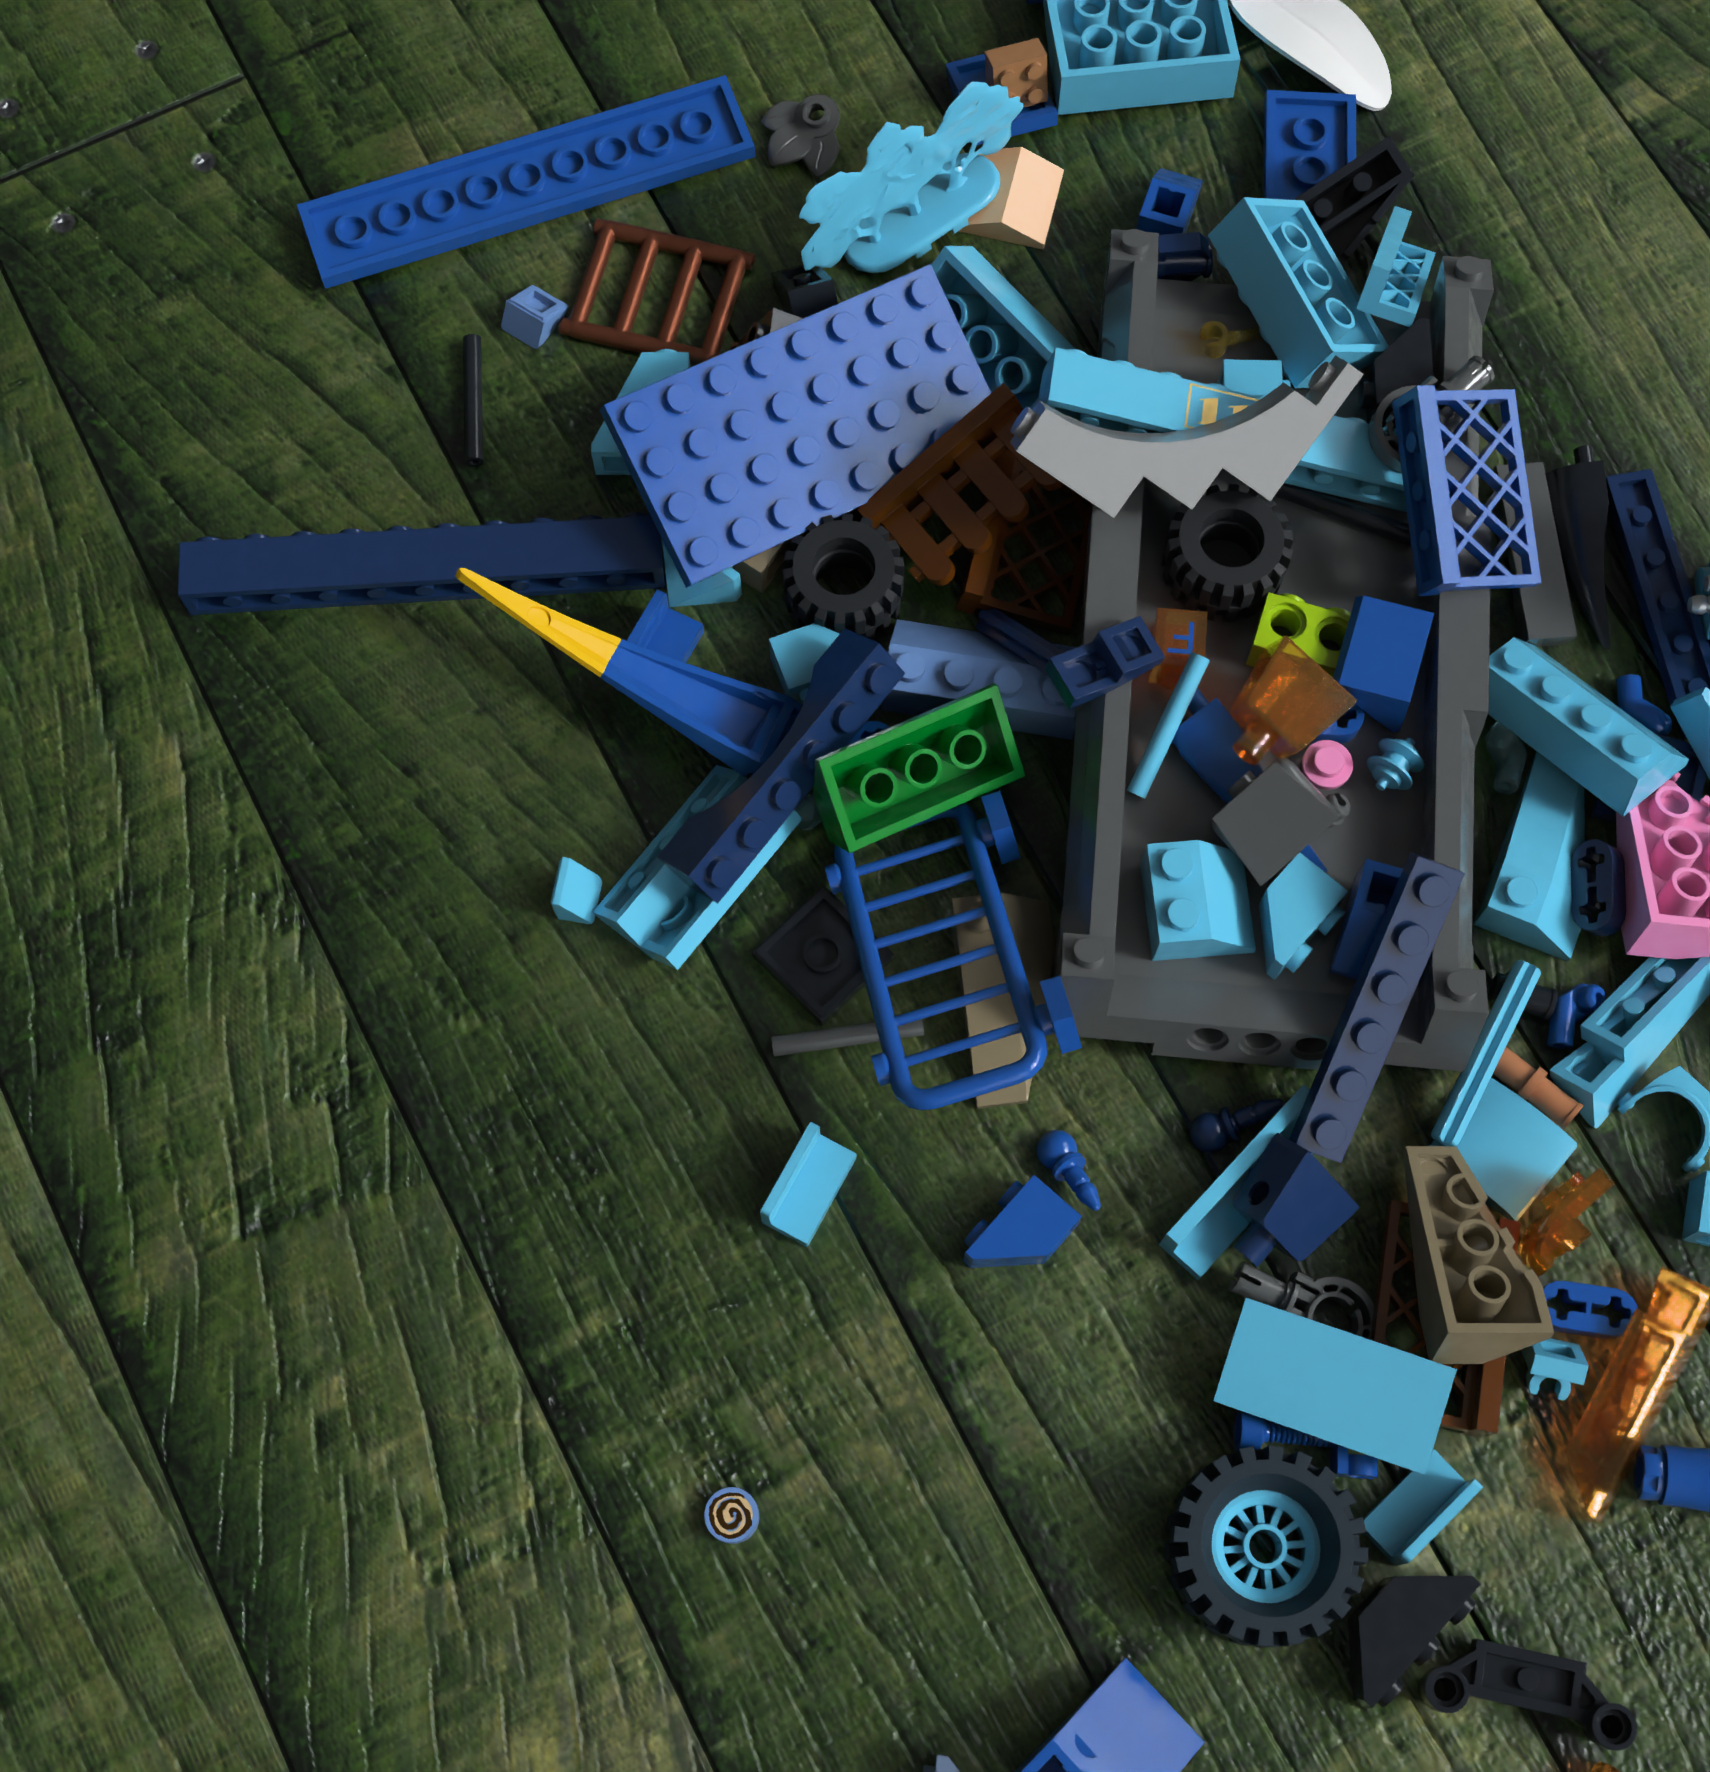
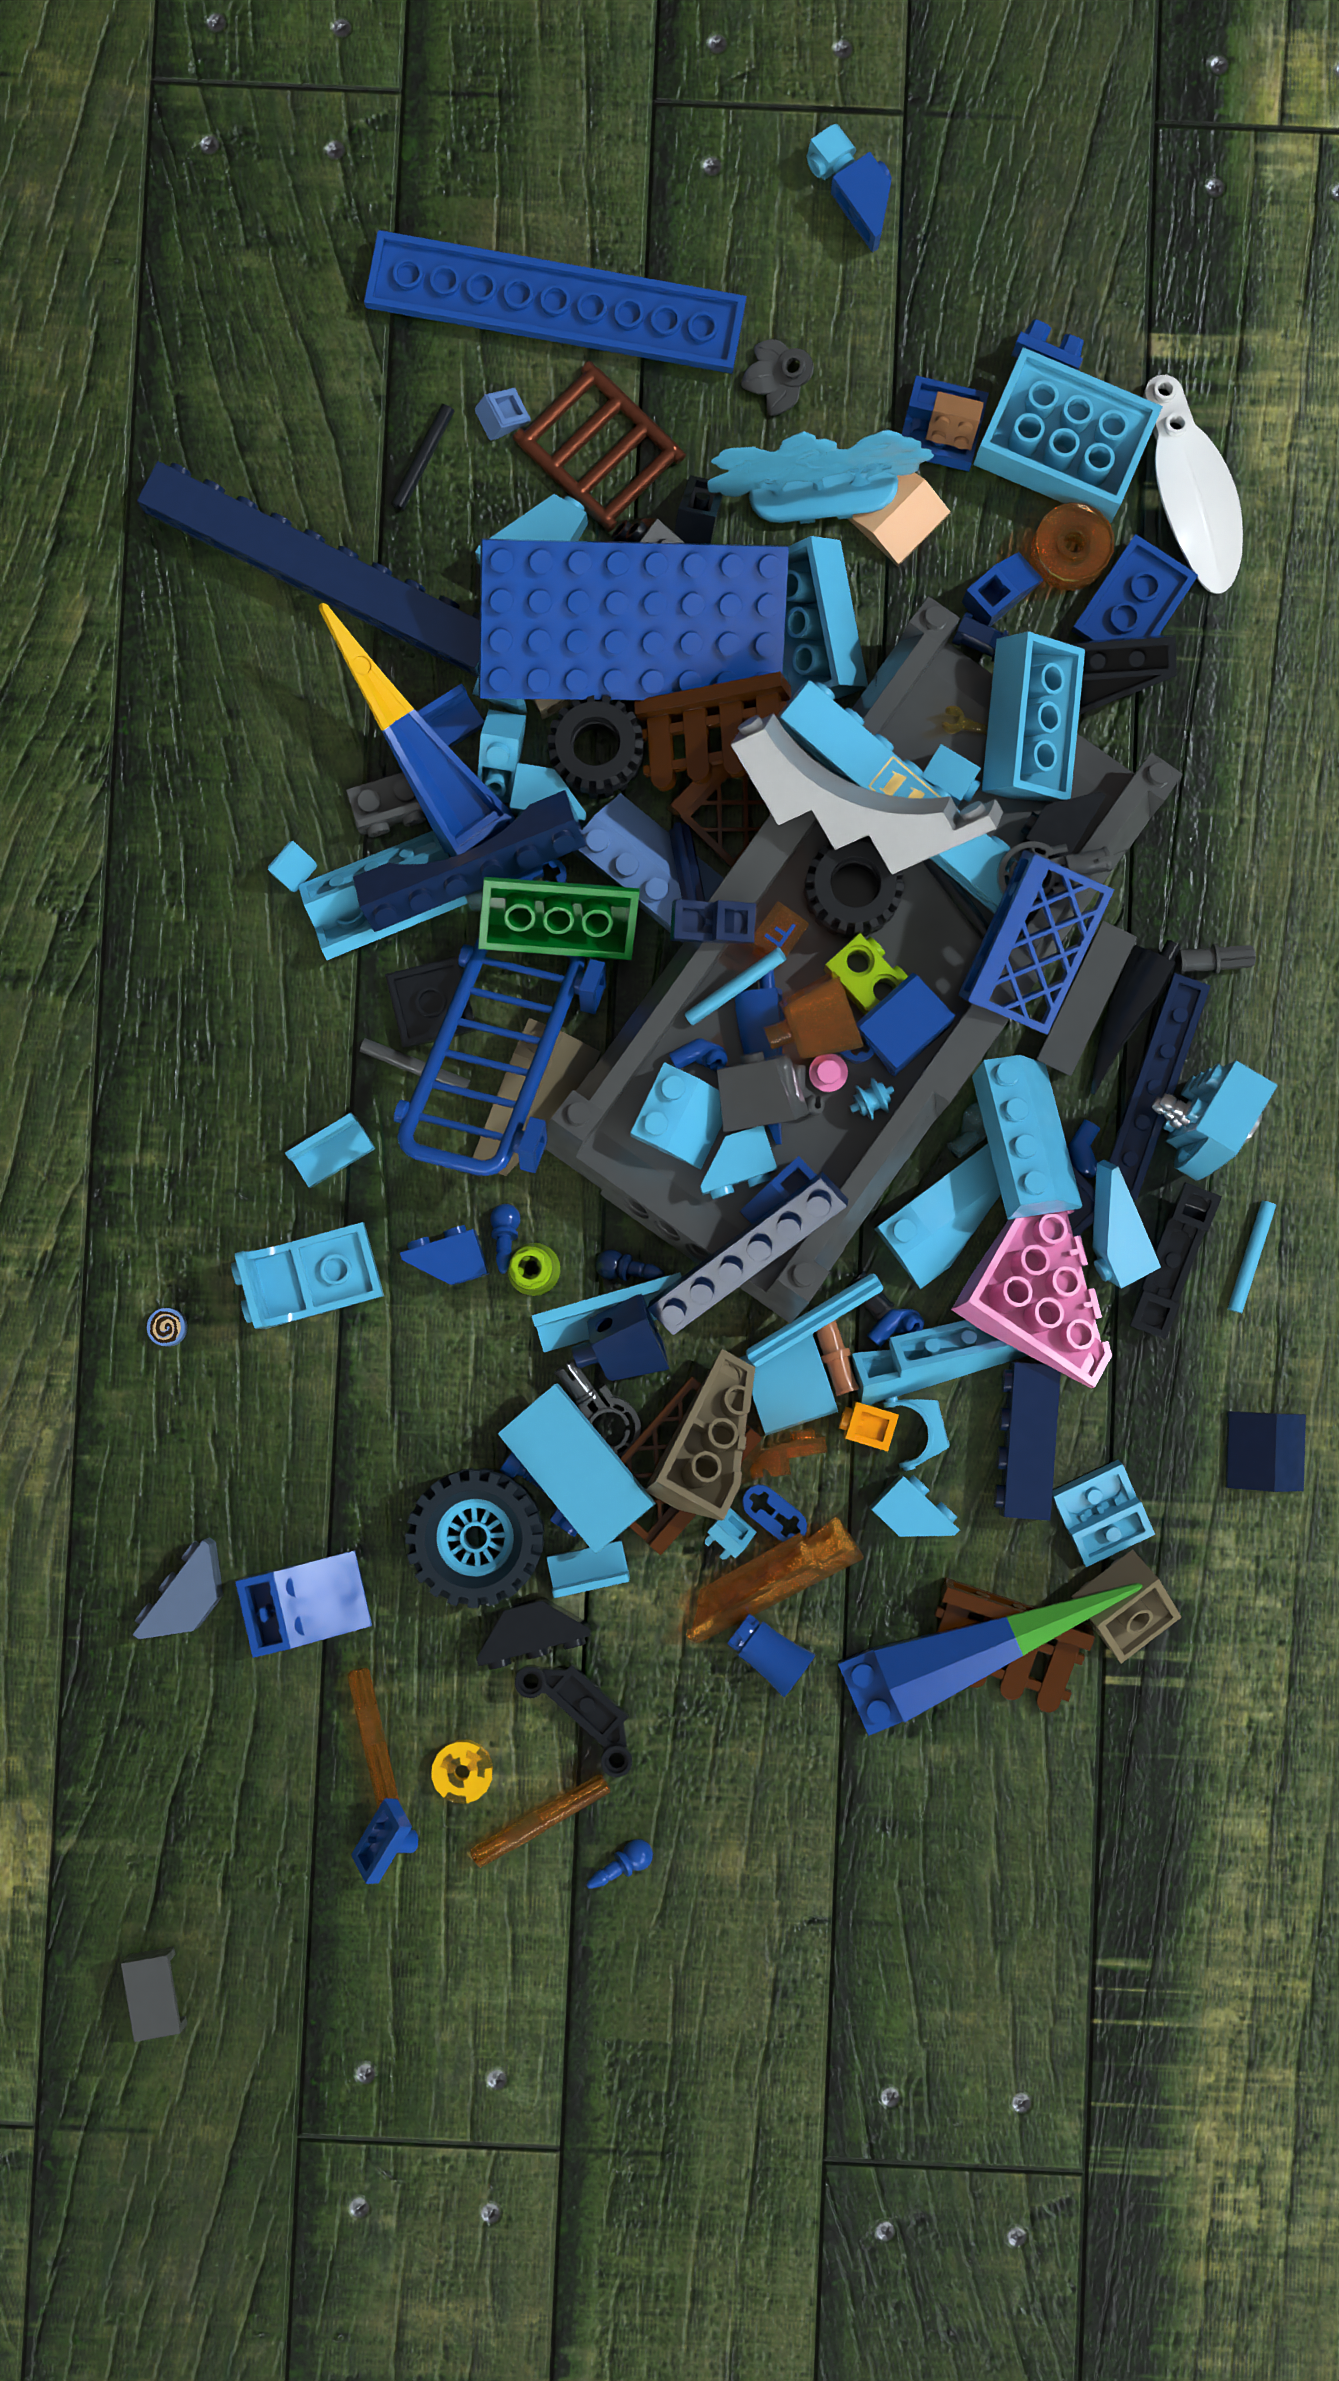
camera: 30 degrees right, 15 degrees up
(645, 767) = (384, 804): none -> dark grey bracket
(742, 641) = (501, 751): none -> medium azure slope
(872, 1347) = (307, 1277): none -> medium azure bracket
(1120, 1201) = (548, 1269): none -> lime plant
(1175, 821) = (701, 1052): none -> blue arm
(1211, 133) = (1078, 524): none -> clear orange wheel
(1396, 274) = (1112, 736): medium azure fence -> none
(1593, 888) = (964, 1255): dark blue beam -> none
(1622, 1141) = (868, 1425): none -> light orange bracket
(1637, 441) = (1216, 958): none -> dark grey axle

